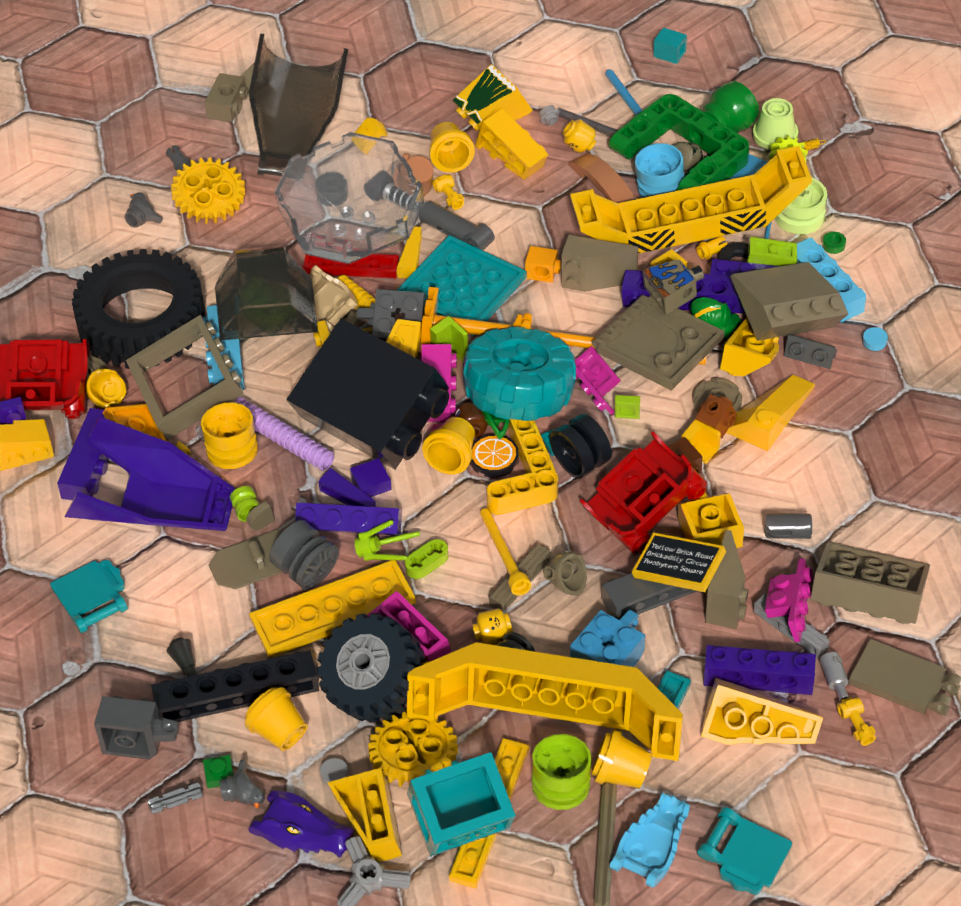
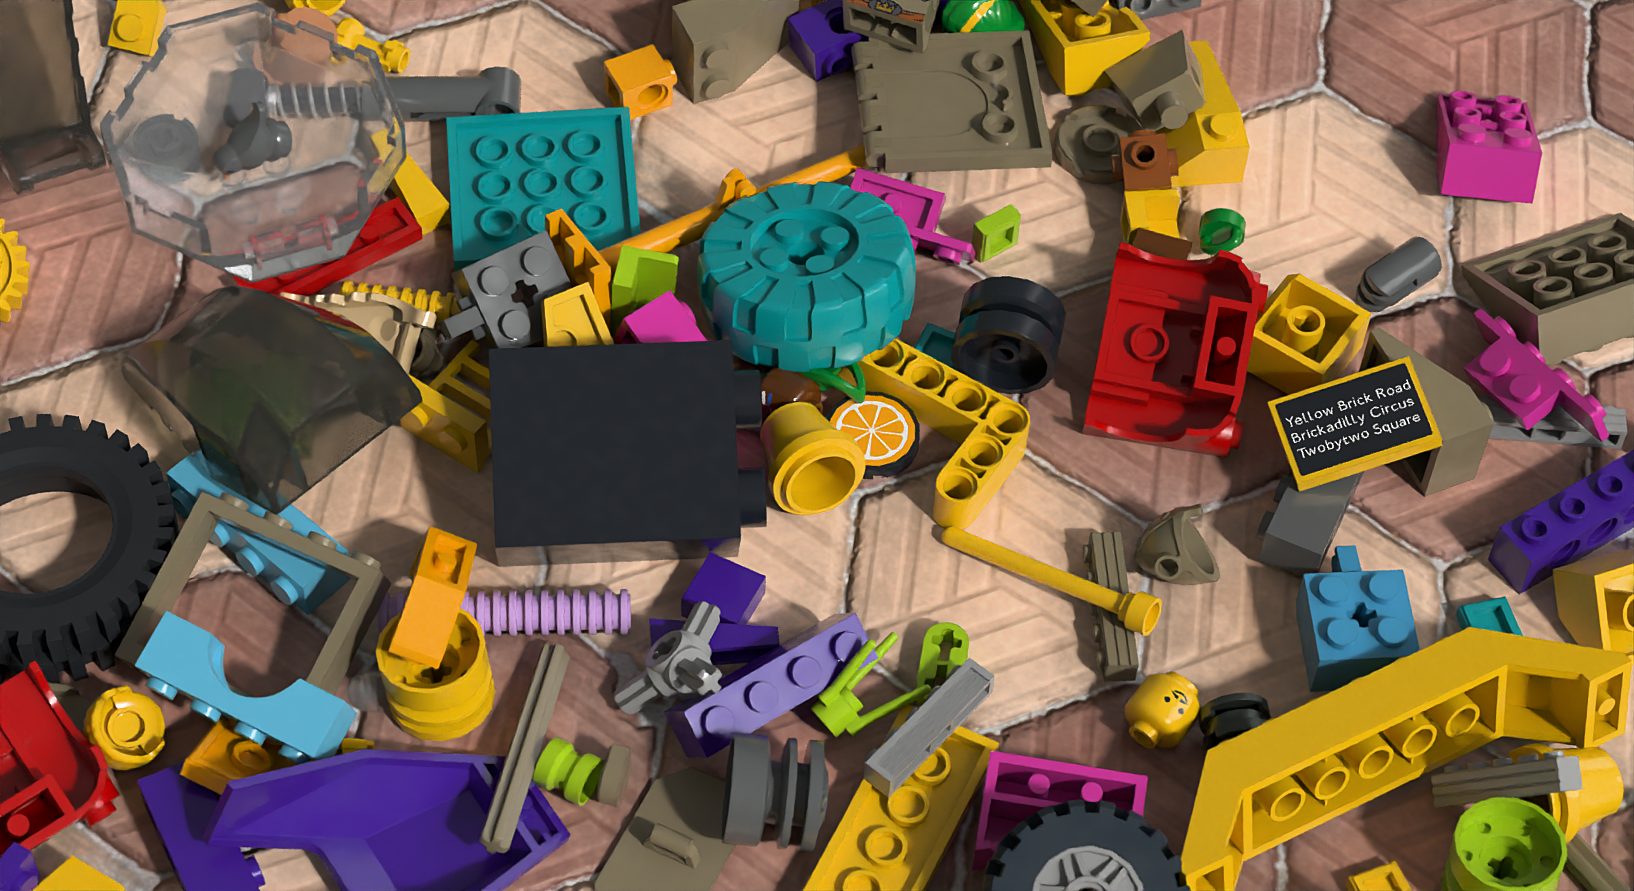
camera: 45 degrees left, 5 degrees up
(142, 376) = (190, 662): none -> medium azure arch
(245, 398) = (435, 597): none -> light orange slope
(247, 478) = (524, 749): none -> dark tan axle
(321, 487) = (676, 664): none -> light grey bush
(356, 201) = (253, 143): none -> dark grey animal
(390, 571) = (928, 727): none -> light grey piece
(593, 736) = (1507, 779): none -> light grey piece
(727, 462) = (1221, 230): none -> green tile
(753, 385) = (1160, 83): none -> dark tan torso
(891, 498) = (1486, 147): none -> dark pink slope

